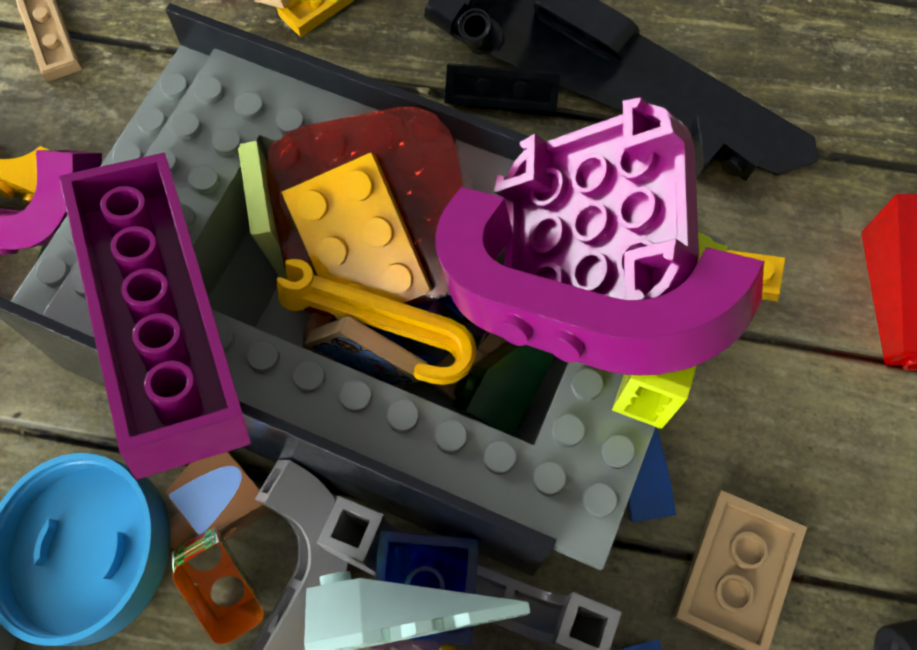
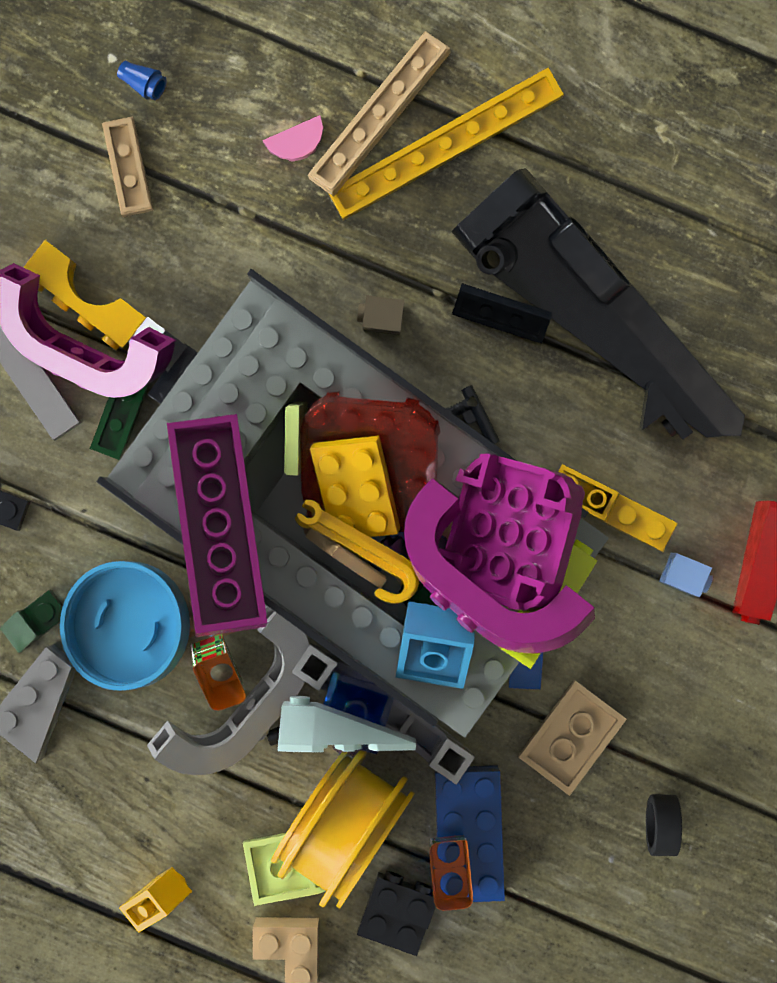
camera: 15 degrees right, 20 degrees up
(525, 425) = (434, 647): none -> dark azure slope
(815, 325) = (686, 575): none -> light blue brick

